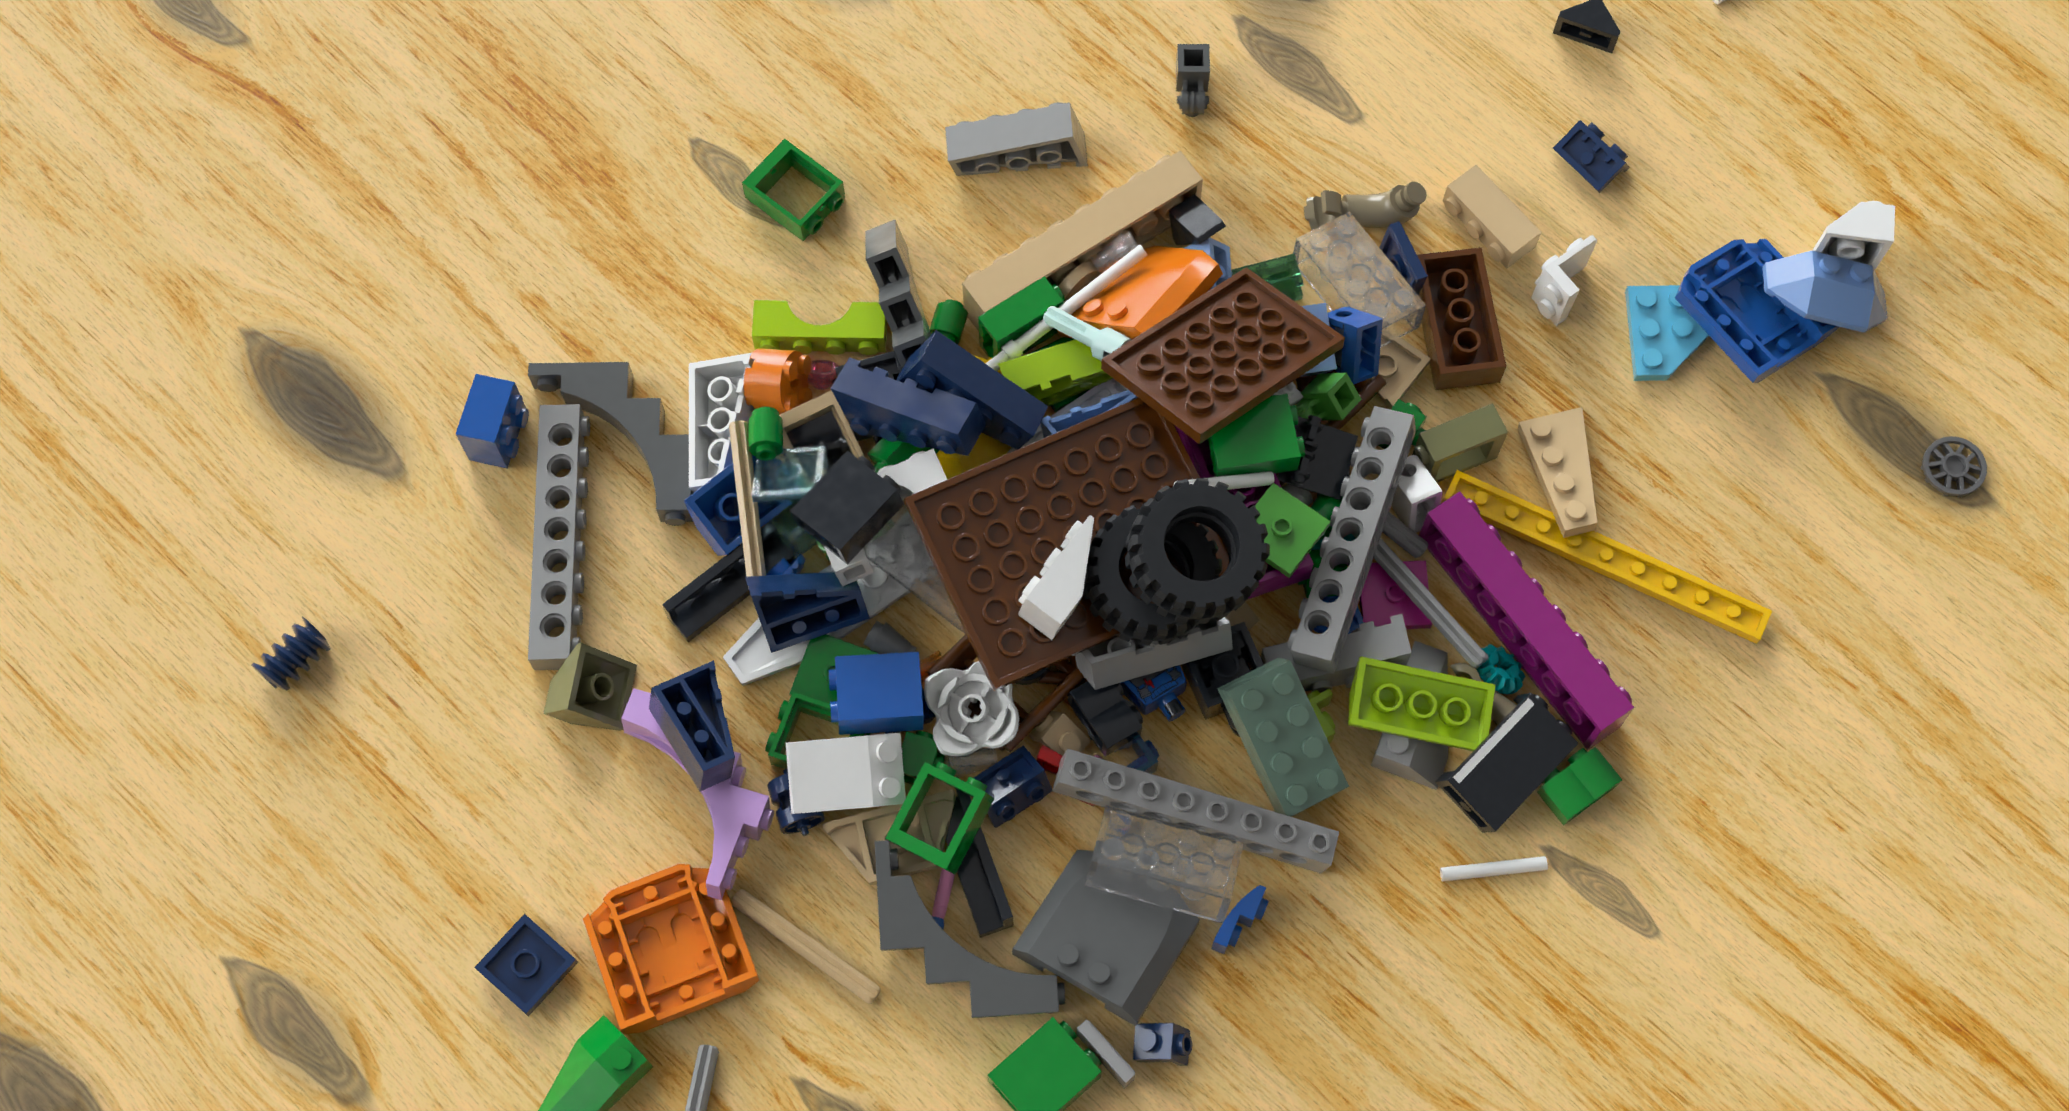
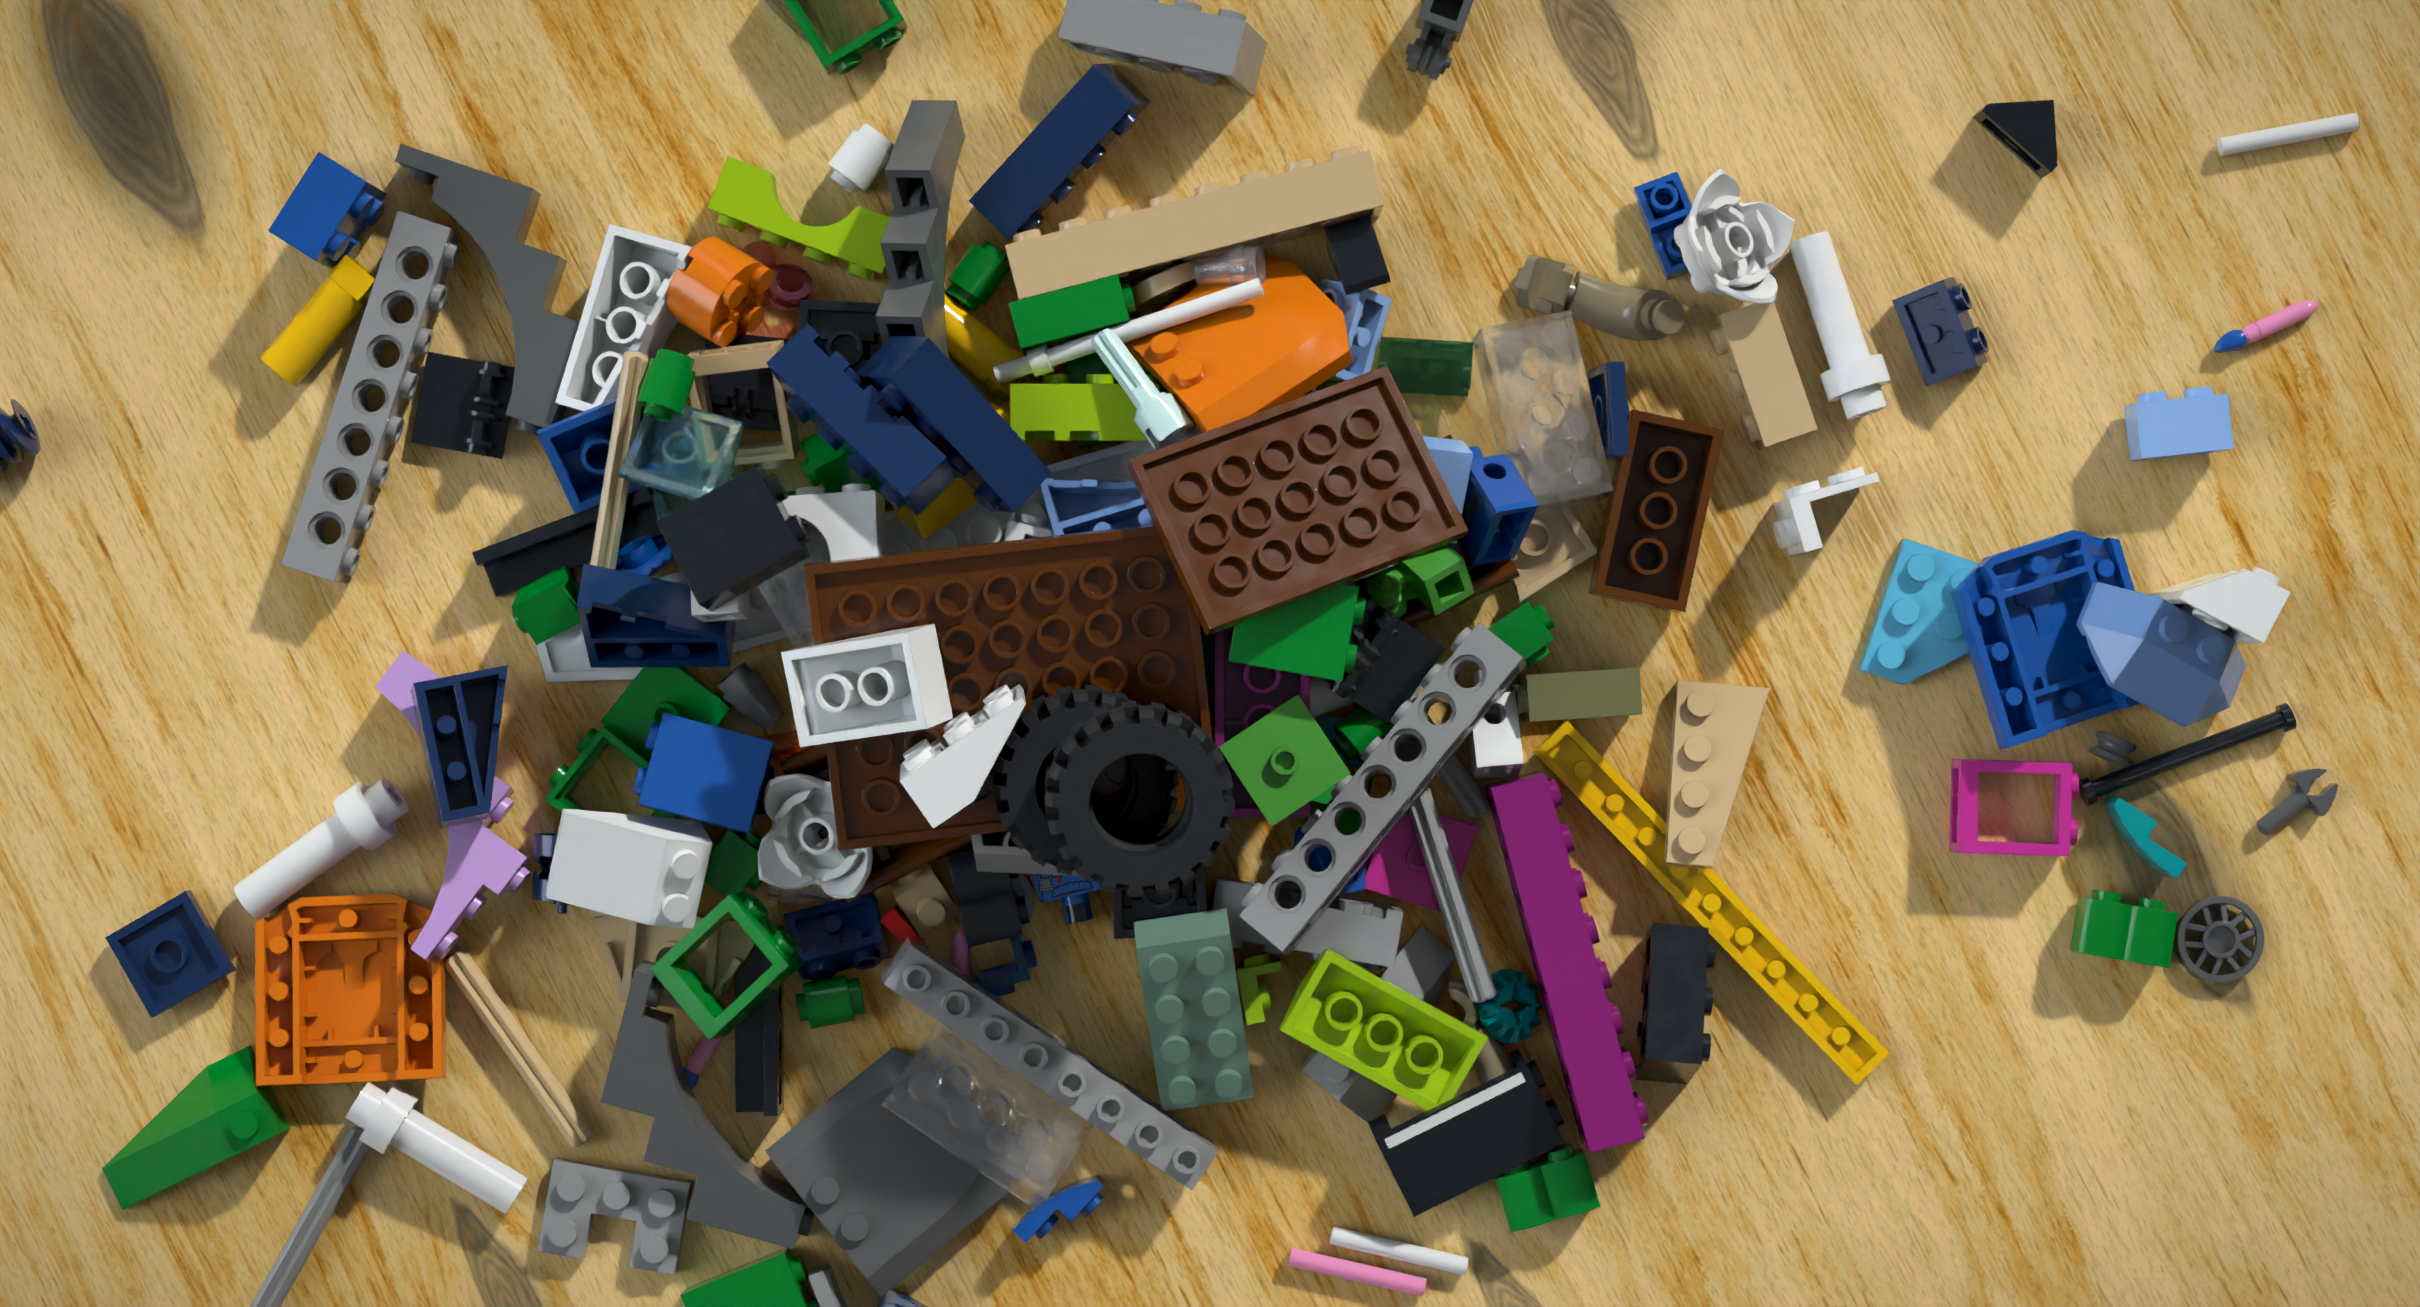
camera: 20 degrees right, 20 degrees up
(506, 497) = (320, 321): none -> yellow piece
(591, 689) = (353, 627): olive slope -> none
(624, 521) = (464, 405): none -> black hinge
(639, 816) = (362, 818): none -> white piece
(727, 627) = (547, 605): none -> green brick
(731, 1026) = (393, 1121): none -> white piece
(843, 279) = (860, 159): none -> white brick
(935, 1023) = (588, 1189): none -> light grey plate
(974, 226) = (1059, 150): none -> dark blue wedge
(976, 559) = (867, 686): none -> white slope
(1021, 832) = (830, 1001): none -> green brick
(1241, 480) = (1231, 676): white bar -> none
(1389, 152) = (1663, 208): none -> blue slope
(1436, 145) = (1733, 242): none -> white brick
(1470, 894) = (1357, 1272): none -> bright pink bar
(1547, 195) = (1853, 374): none -> white piece
(1612, 626) = (1675, 1003): none -> black wedge
(1748, 440) = (1965, 807): none -> dark pink window
(1770, 159) = (2178, 426): none -> light blue brick
(1781, 102) = (2238, 339): none -> bright pink piece
(1823, 400) = (2280, 719): none -> black bar
(1825, 368) = (2112, 749): none -> dark grey bush
(1862, 412) = (2135, 829): none -> teal slope
(1889, 479) = (2123, 930): none -> green brick
(1960, 362) = (2298, 800): none -> dark grey bar

